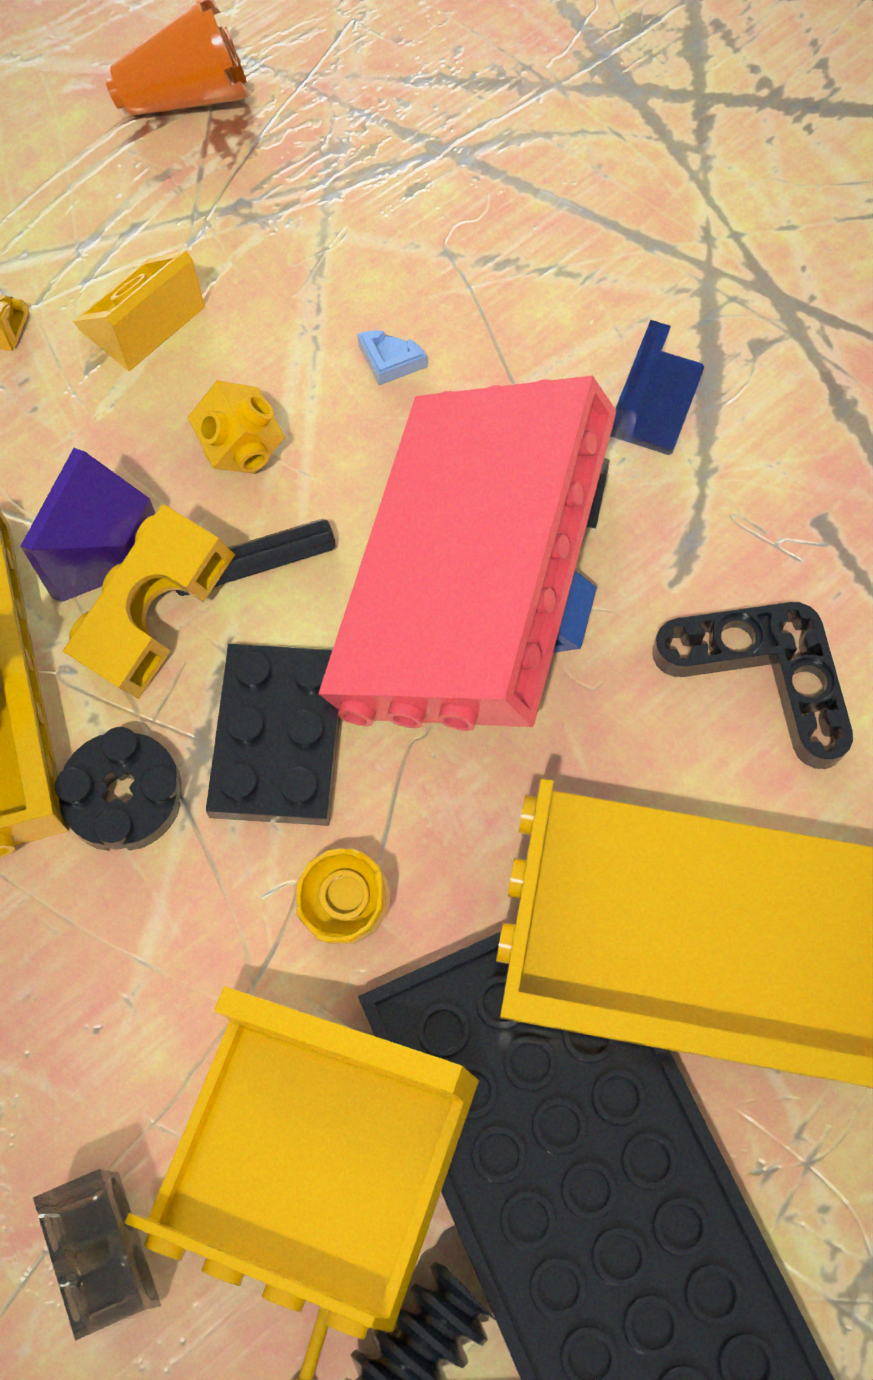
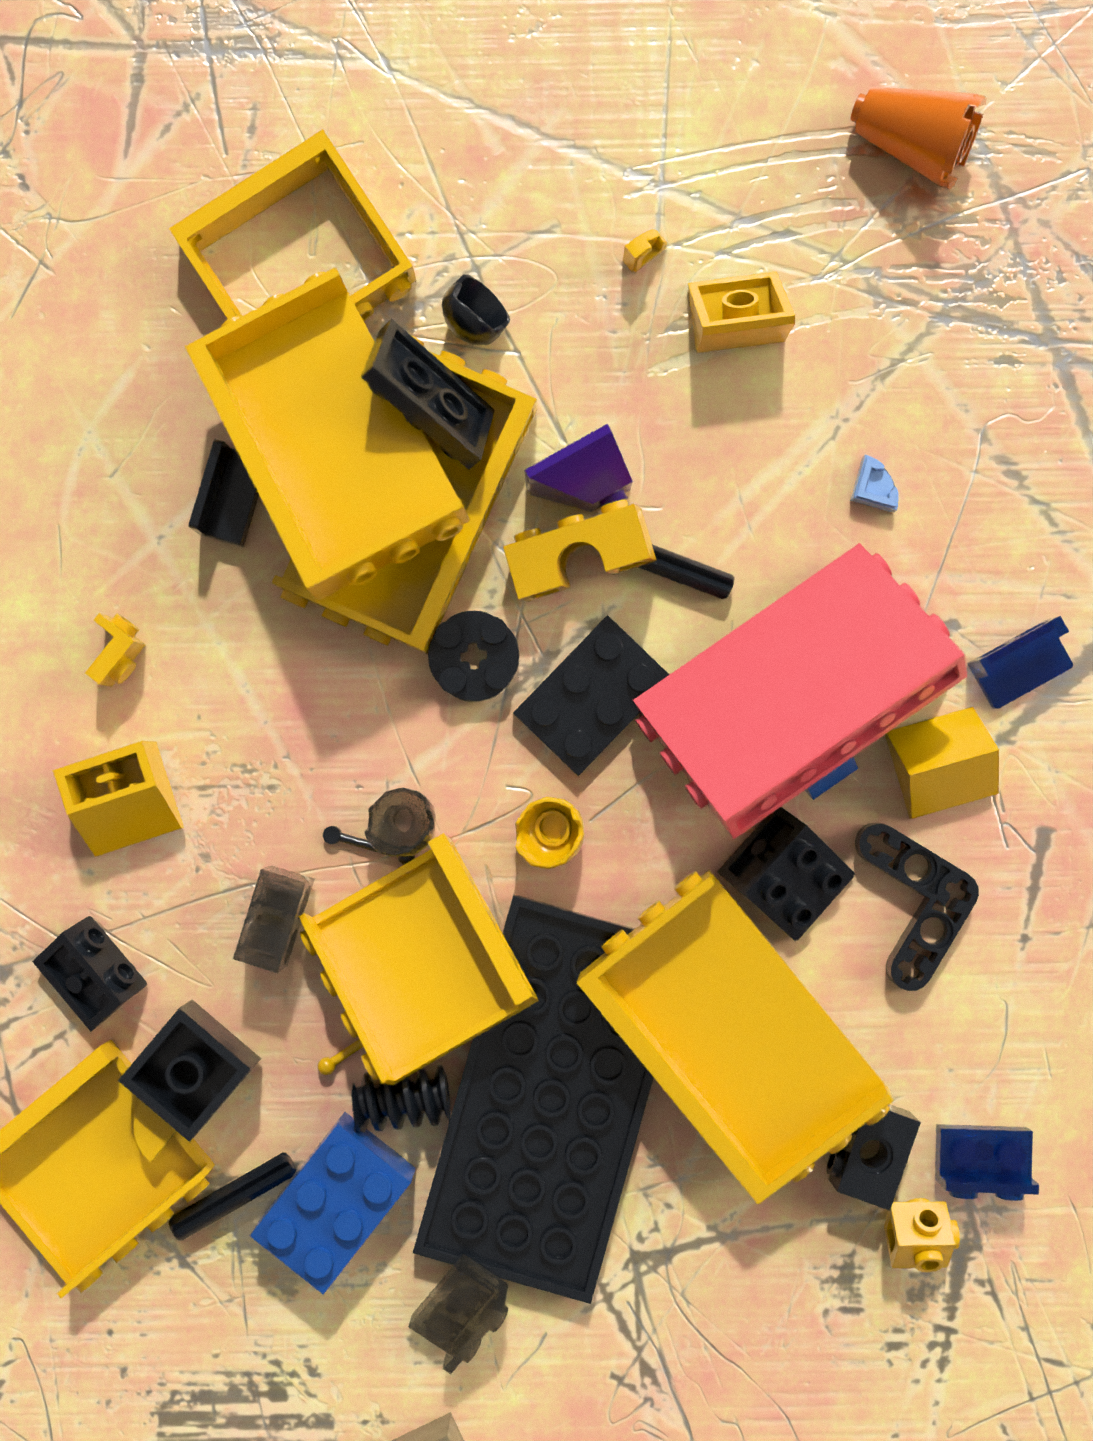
camera: 40 degrees right, 20 degrees up
(105, 1105) = (334, 835): none -> black hinge
(170, 1020) = (401, 823): none -> clear smoke hair
(236, 427) = (727, 469): yellow brick -> none
(620, 738) = (787, 872): none -> black bracket
(673, 527) = (944, 762): none -> yellow slope

